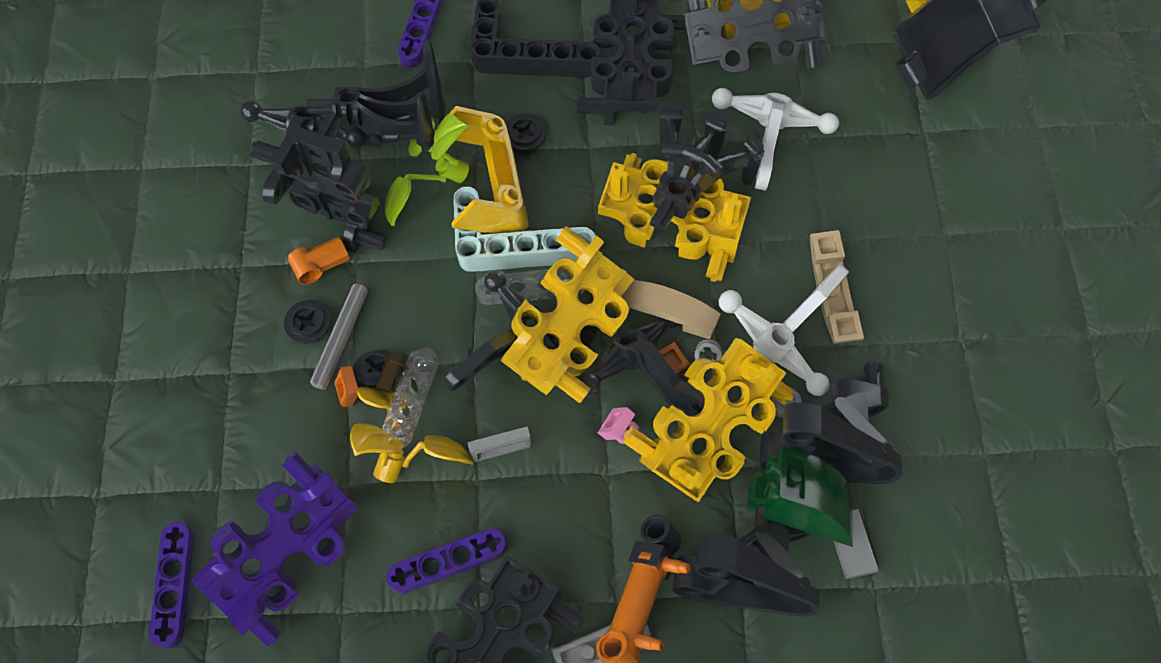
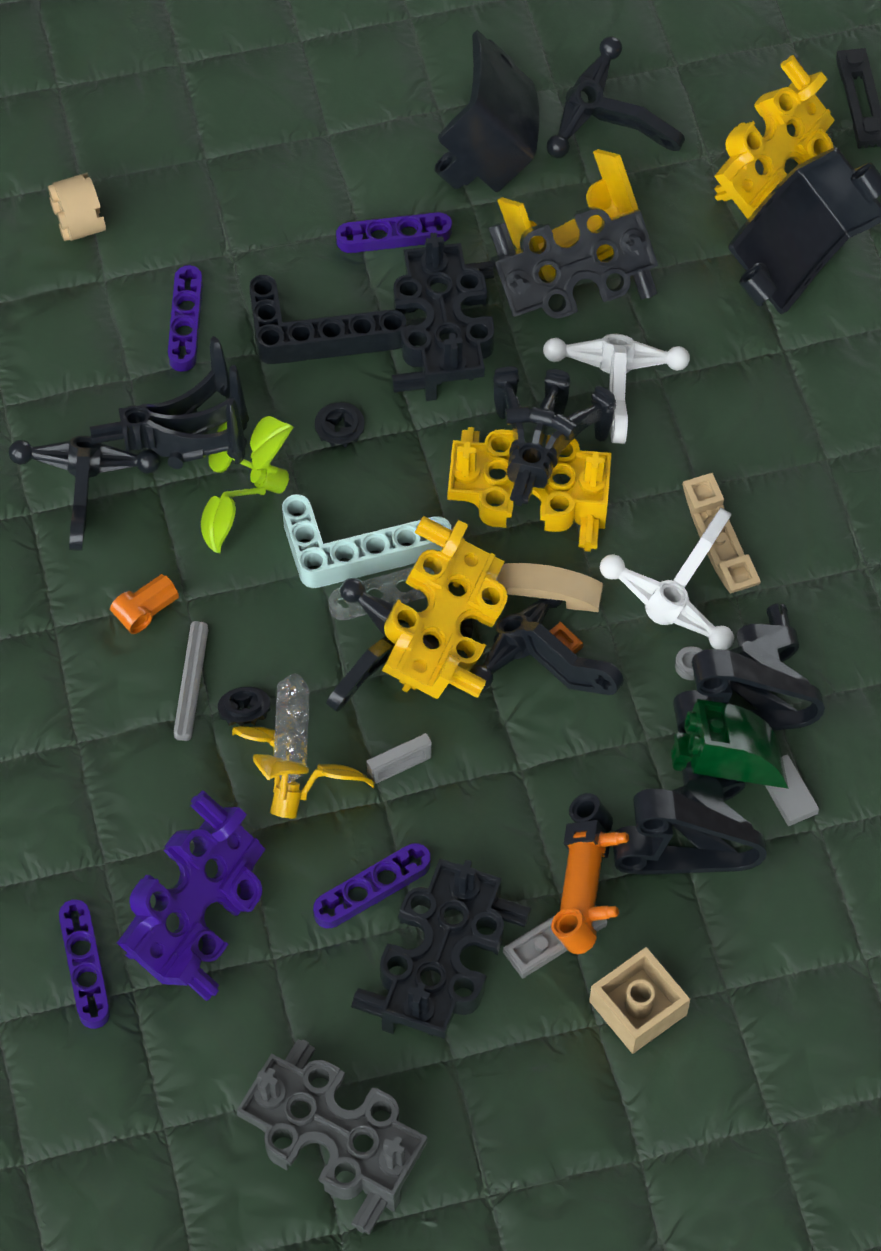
camera: 15 degrees left, 5 degrees down
(307, 310) = (144, 661): black gear -> none
(335, 181) = (159, 513): black gear -> none
(346, 386) = (216, 730): orange tile -> none
(391, 374) = (267, 699): dark brown pin -> none
(508, 210) = (345, 505): yellow windscreen -> none
(616, 424) = (518, 717): bright pink tile -> none
(672, 453) = (586, 731): yellow gear -> none
(715, 348) = (592, 634): light grey bush -> none

